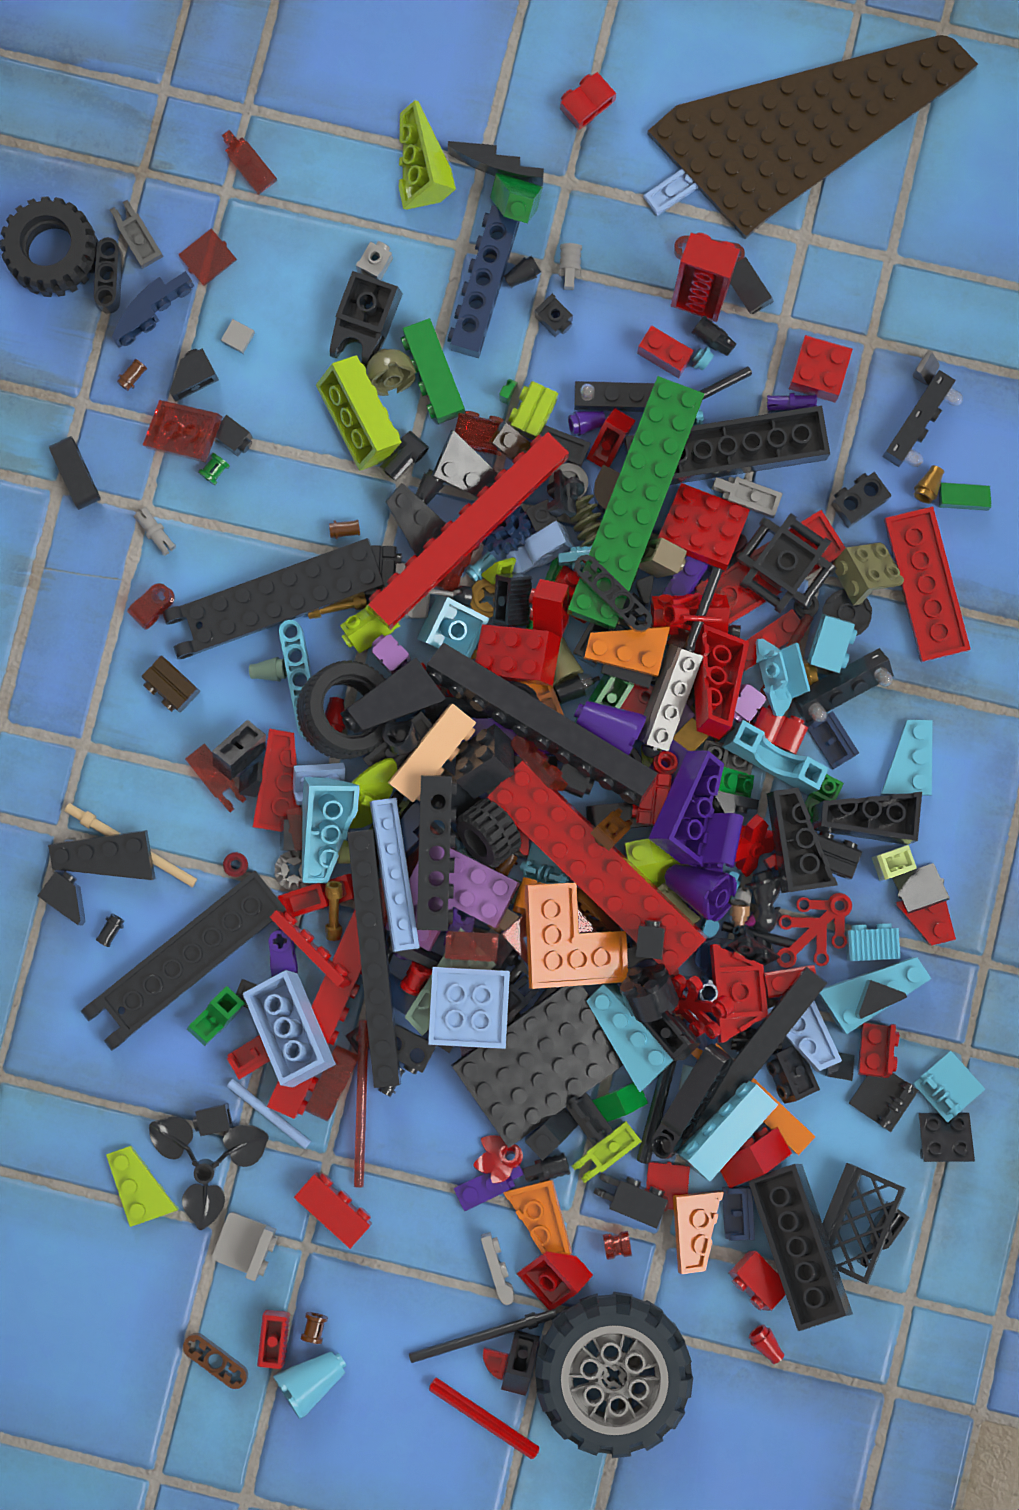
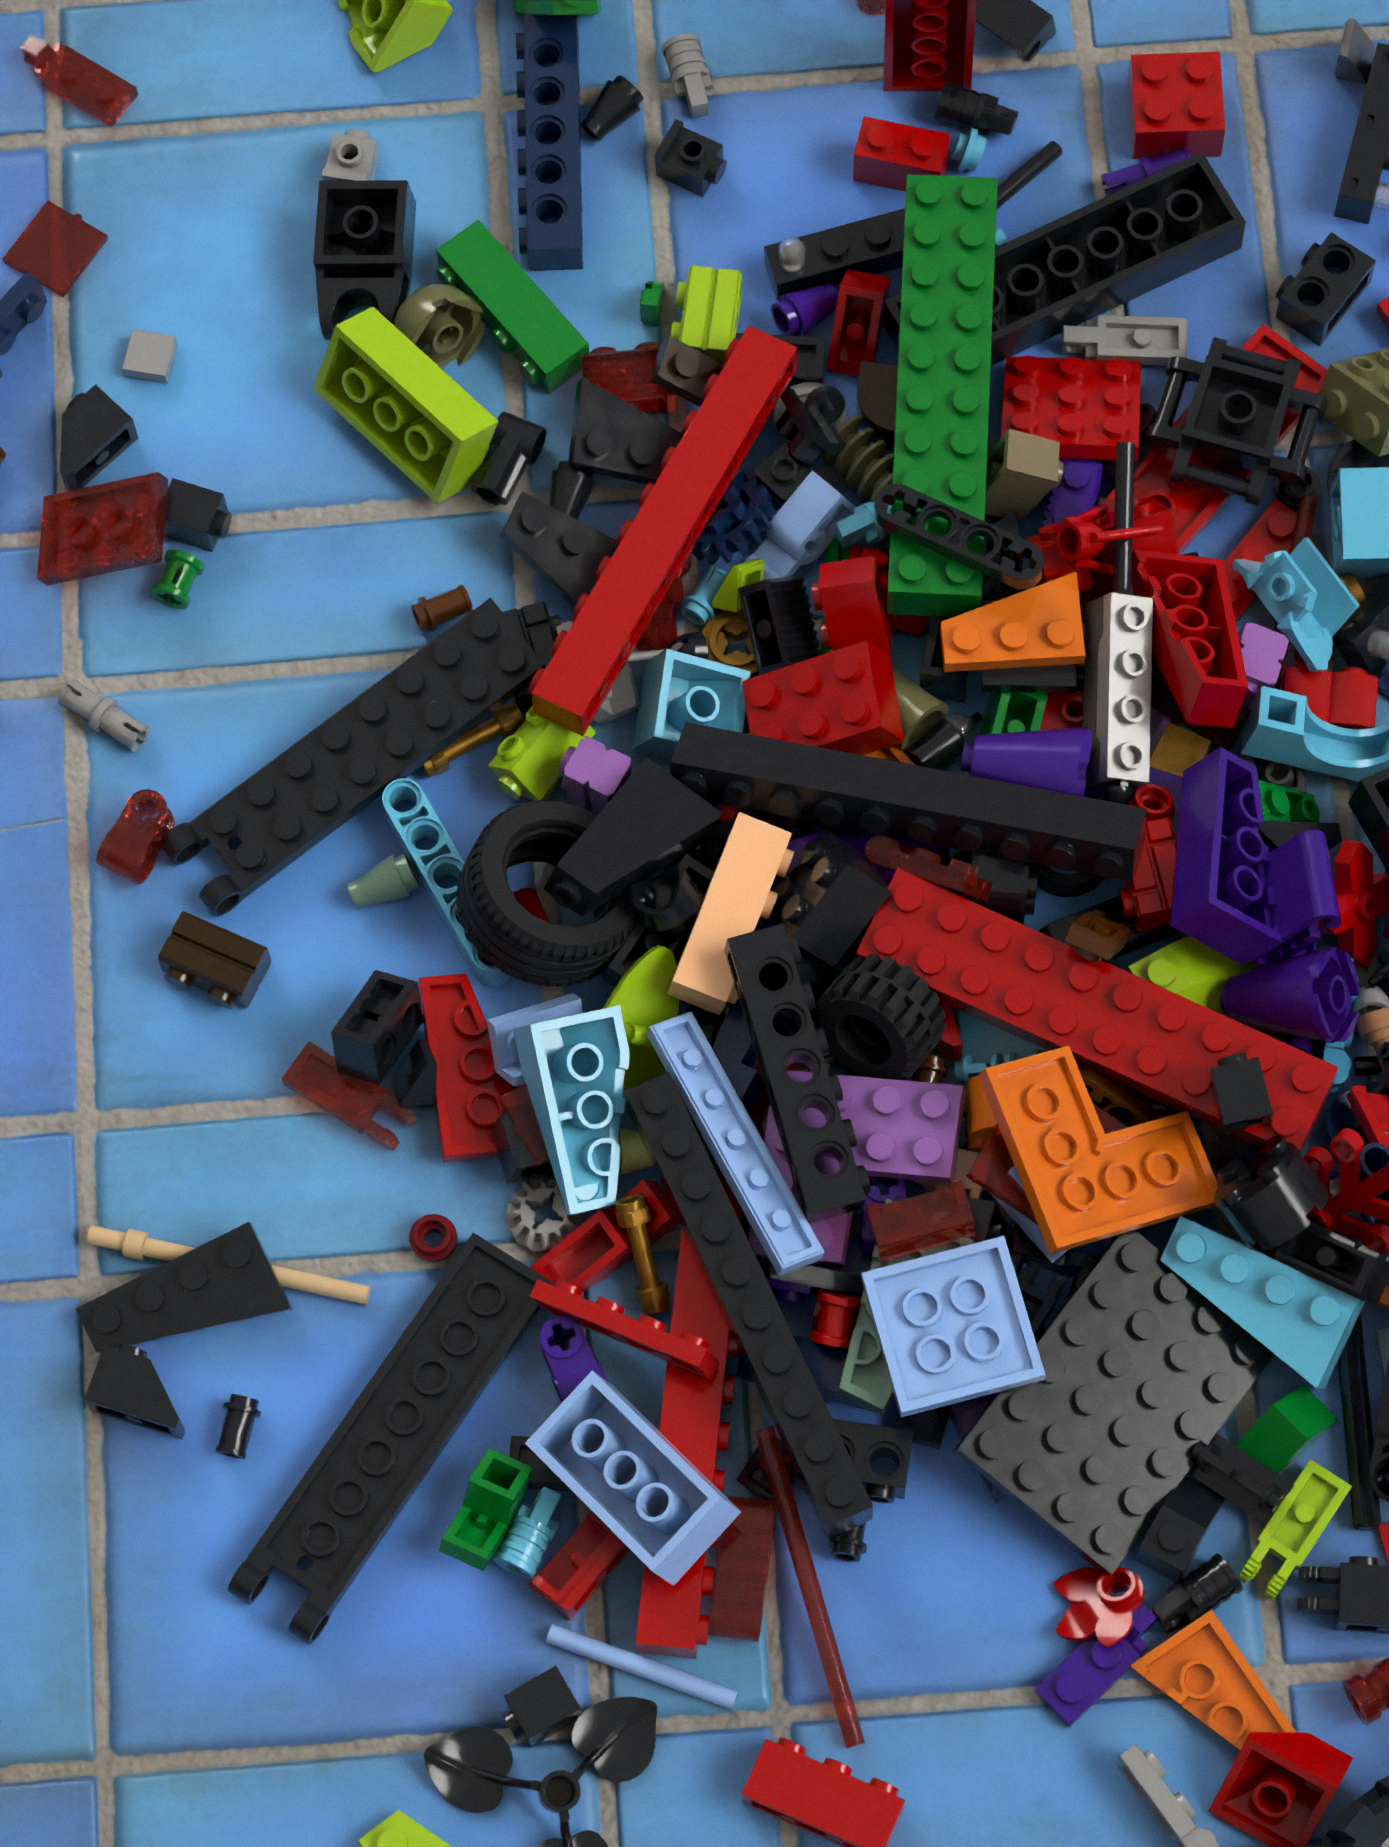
camera: 20 degrees left, 15 degrees down
(234, 1032) = (529, 1535): none -> medium azure hinge

